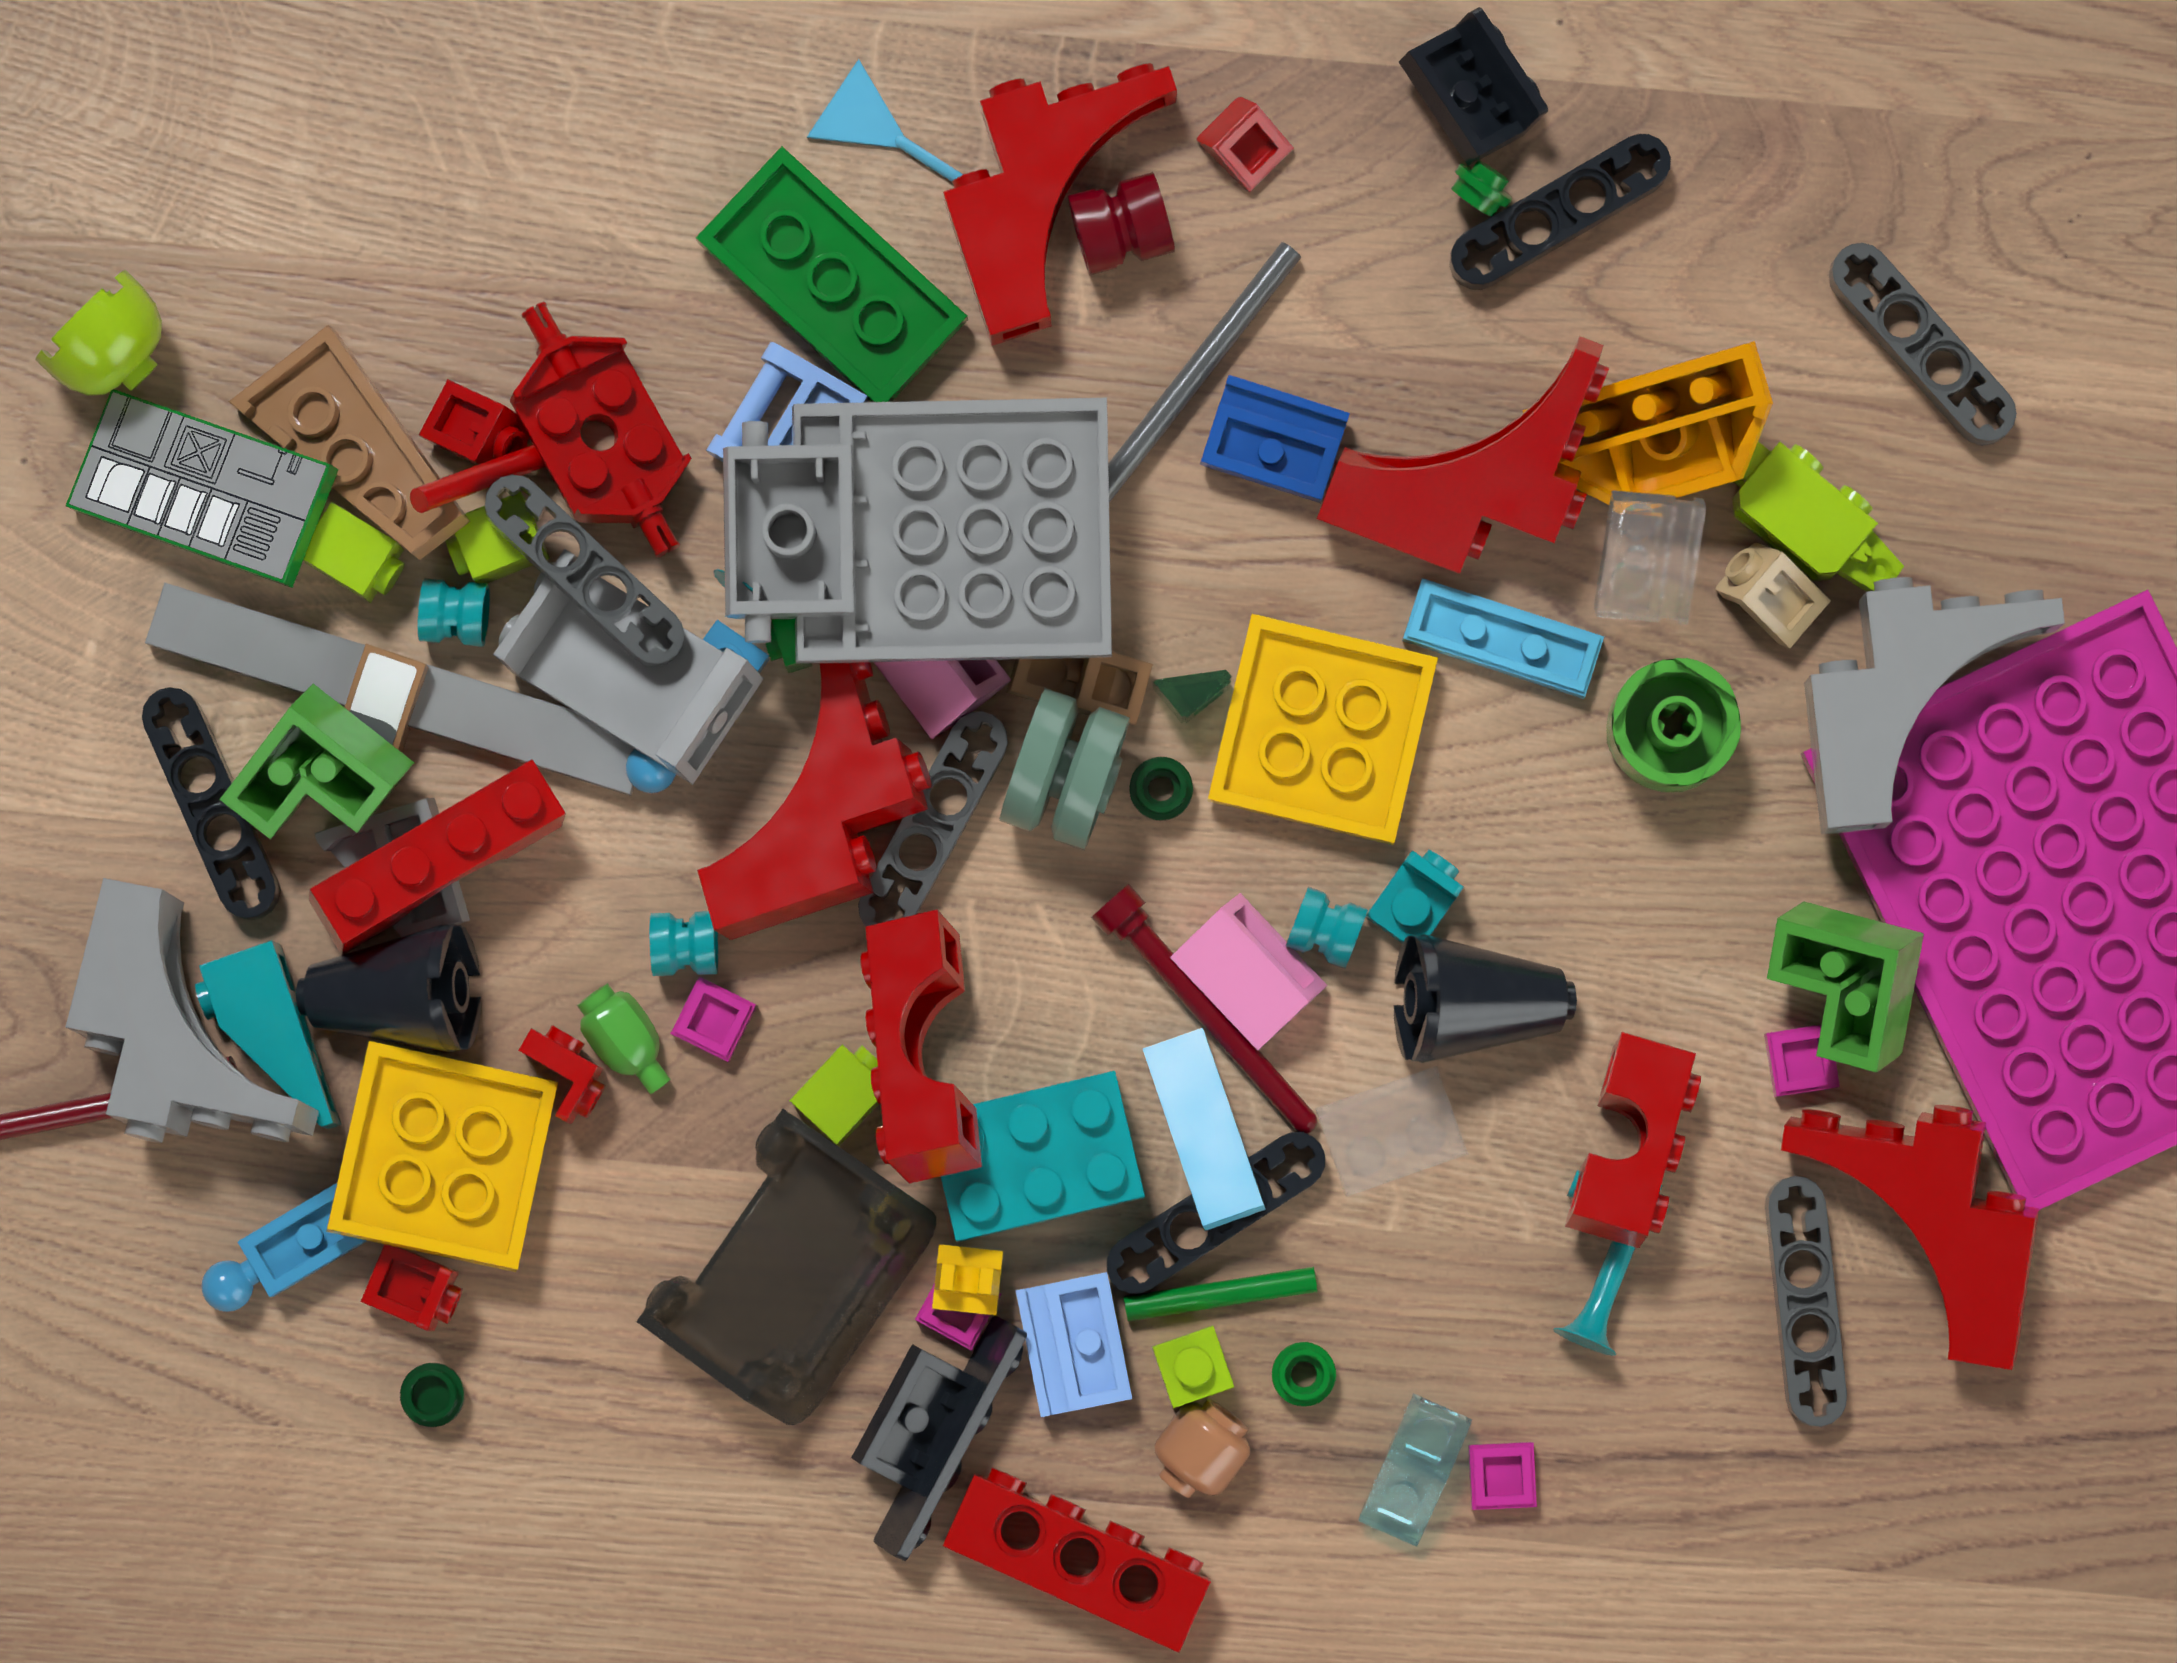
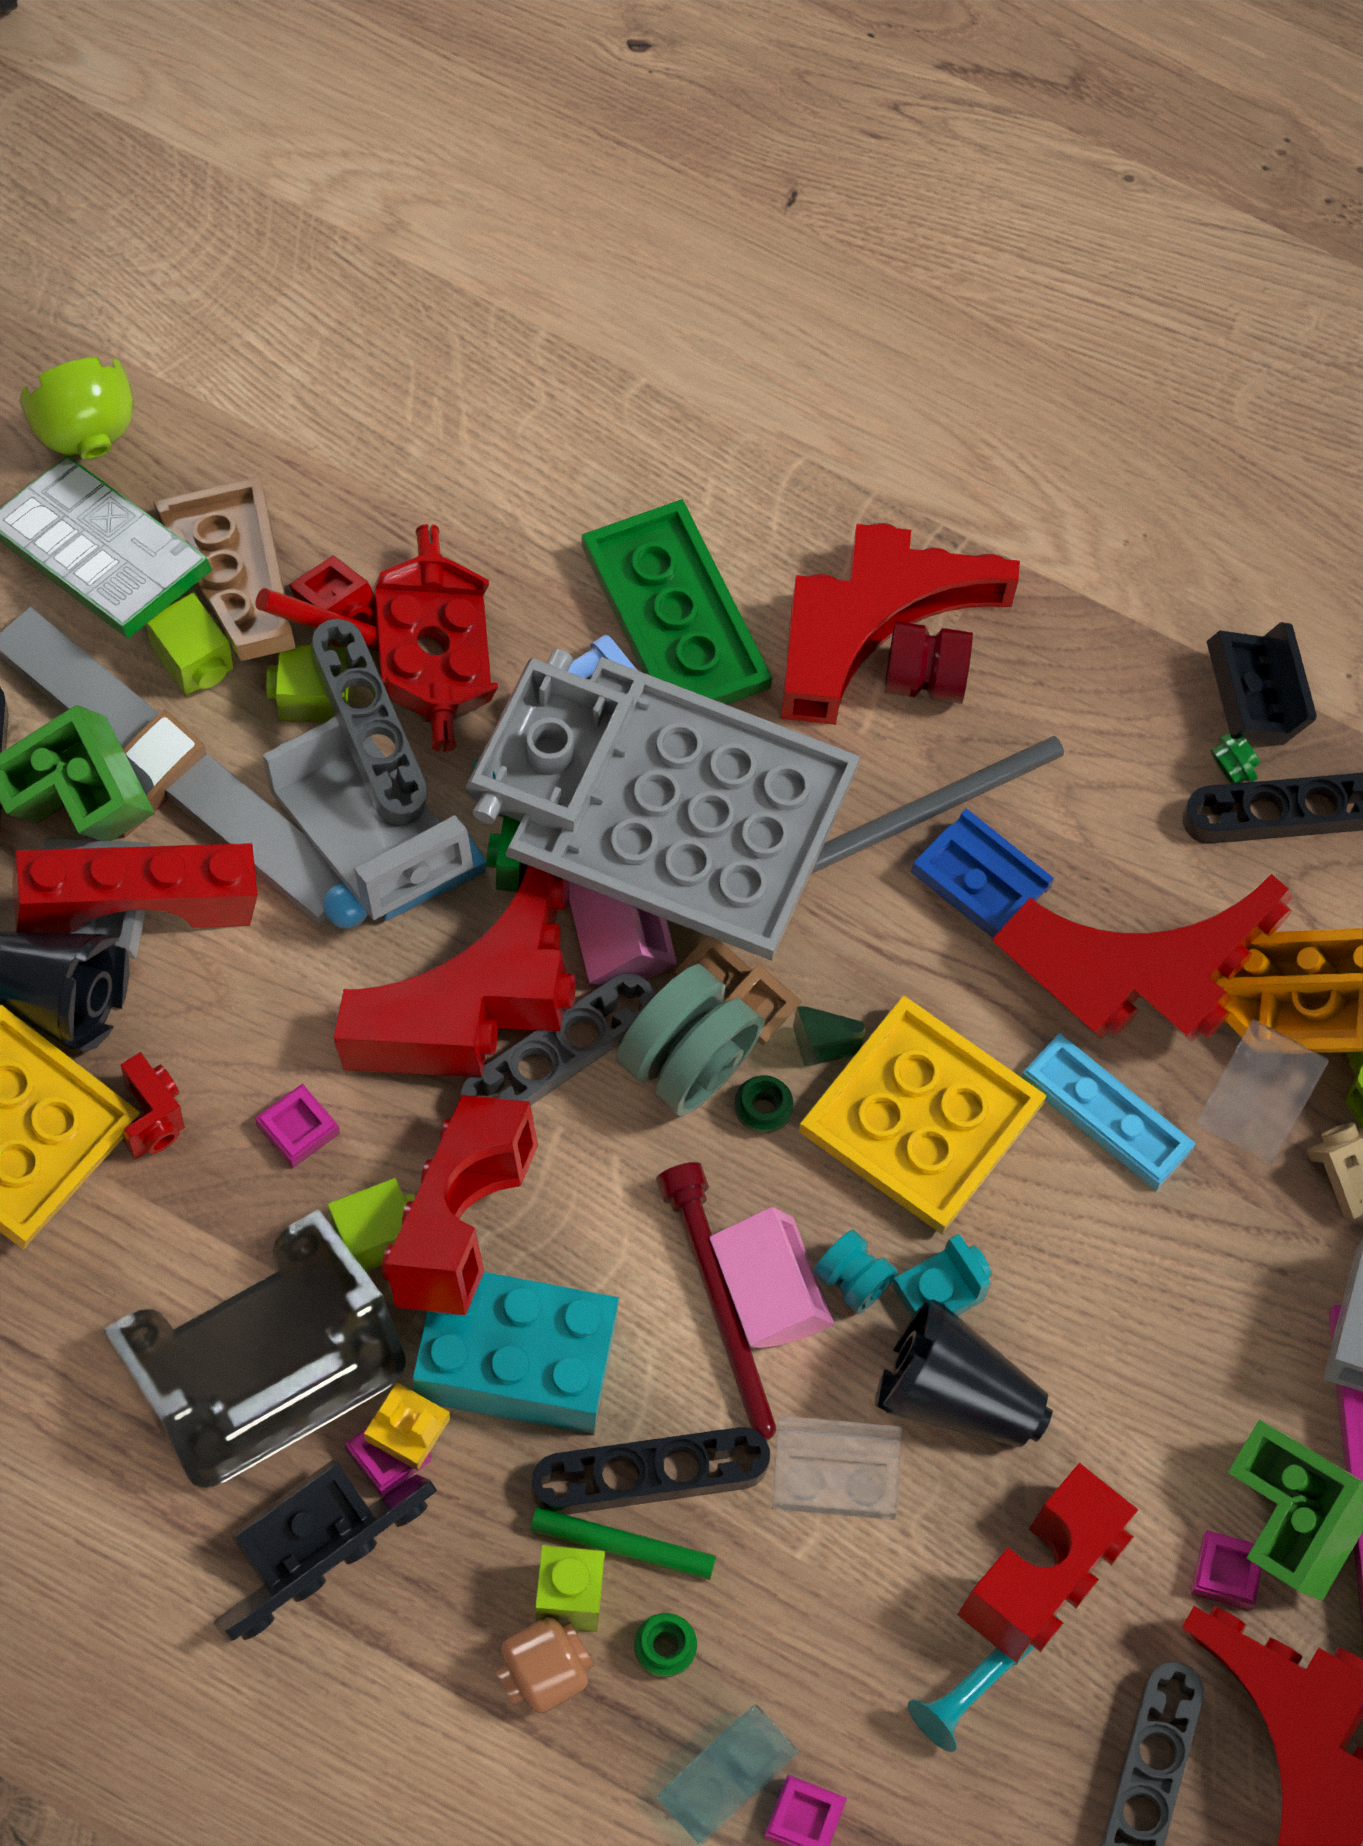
camera: 15 degrees right, 20 degrees down
(453, 612) = (247, 721): teal wheel -> none
(622, 1035) = (214, 1102): bright green plant -> none
(682, 944) = (297, 1047): teal wheel -> none
(862, 117) = (756, 515): medium azure piece -> none
(1074, 1344) = (473, 1526): light blue plate -> none
(1161, 1618) = (437, 1801): red brick -> none
(1204, 1129) = (673, 1391): medium azure tile -> none
(1245, 142) = (1055, 655): red slope -> none
(1710, 721) = (1221, 1202): bright green brick -> none

